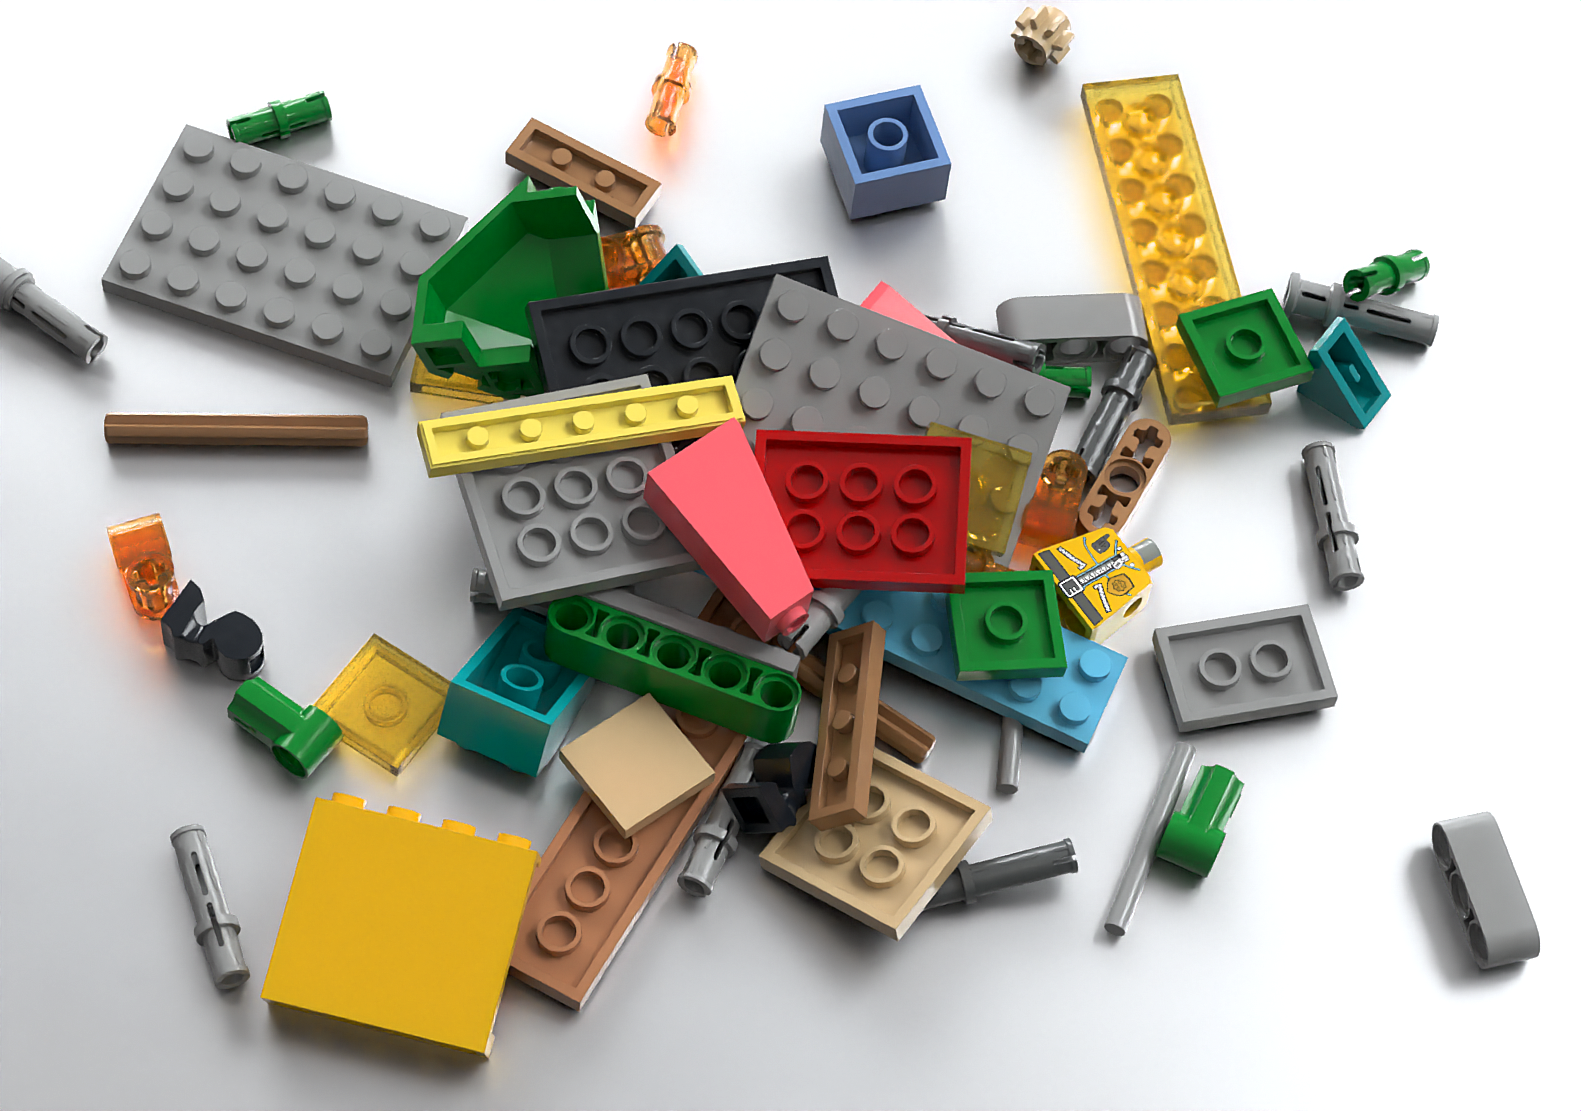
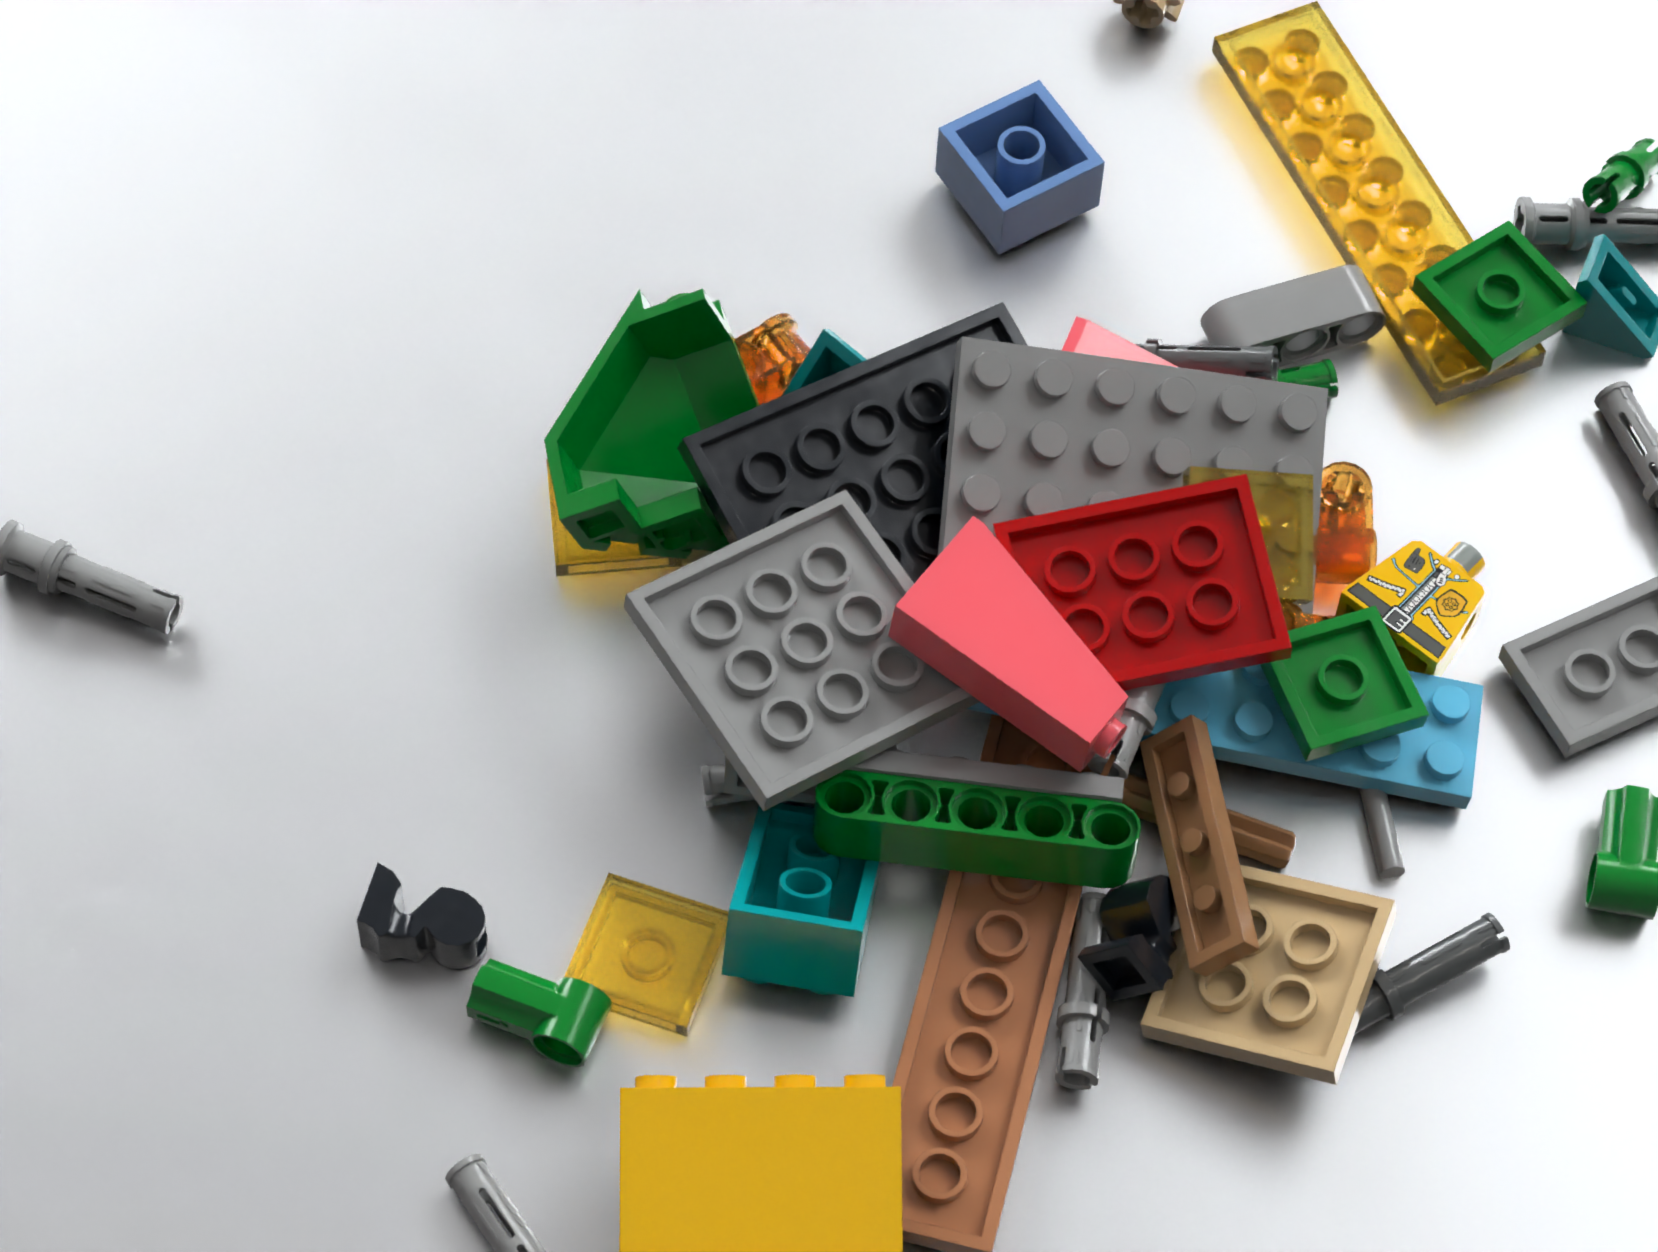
camera: 10 degrees left, 0 degrees up
(146, 564) = (311, 854): clear orange piece -> none
(235, 429) = (368, 670): medium nougat axle -> none
(280, 118) = (303, 292): green pin -> none
(282, 254) = (360, 450): light grey plate -> none
(569, 163) = (666, 267): medium nougat plate -> none
(577, 426) = (789, 571): light yellow tile -> none
(637, 765) = (969, 953): tan tile -> none
(671, 89) = (748, 151): clear orange pin -> none
(1119, 399) = (1372, 389): dark grey pin -> none
(1124, 462) = (1423, 466): medium nougat beam -> none
(1150, 839) = (1573, 890): light grey bar -> none

